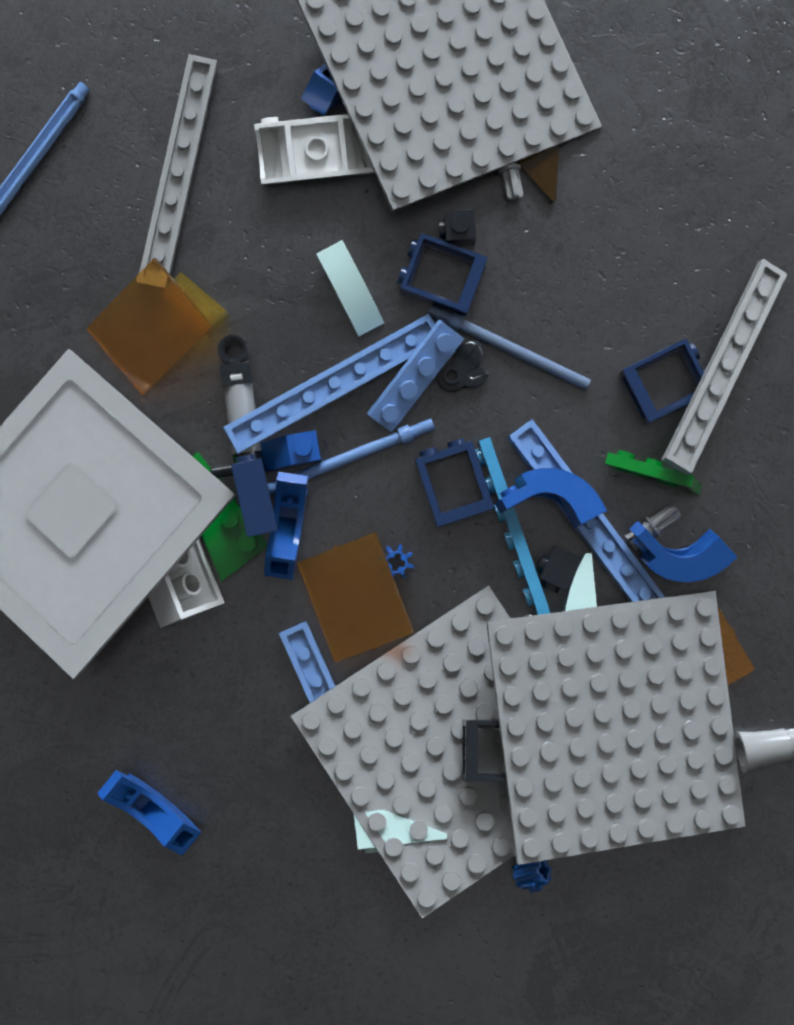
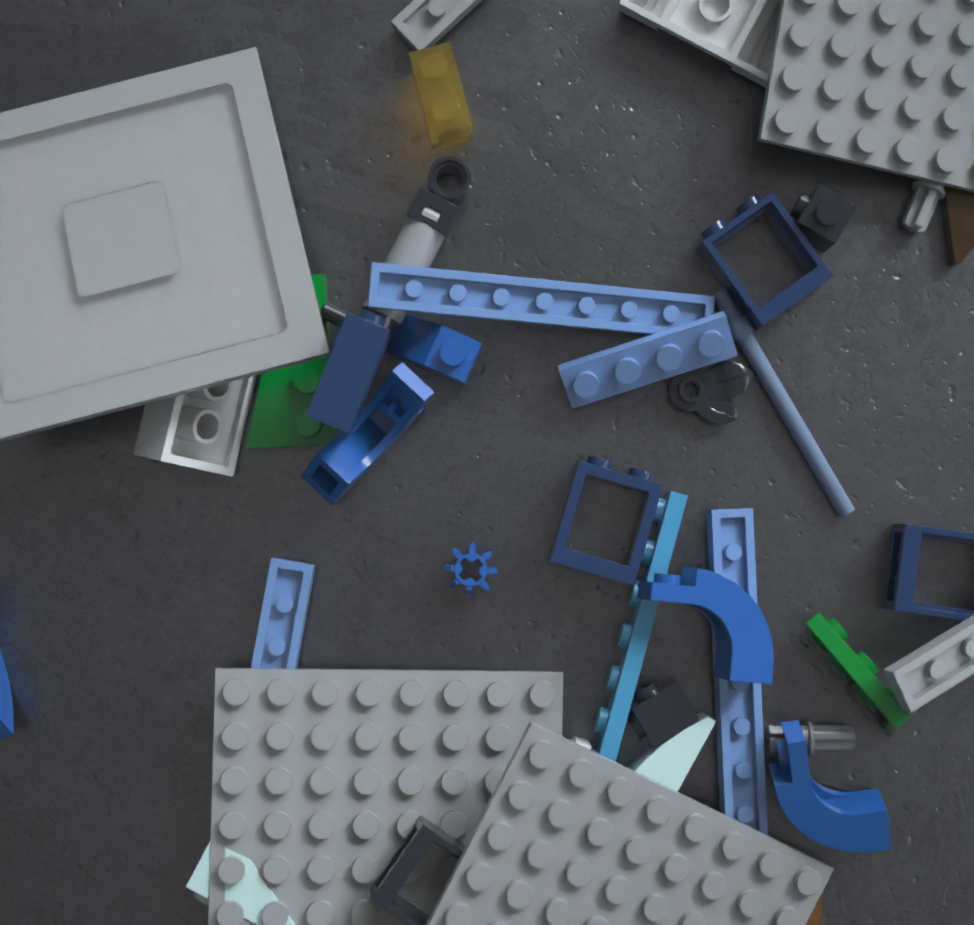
camera: 30 degrees right, 0 degrees up
(149, 326) = (369, 83): clear orange piece -> none
(350, 288) = (640, 201): light aqua slope -> none
(355, 597) = (393, 578): clear orange piece -> none
(404, 435) = (585, 422): medium blue bar -> none

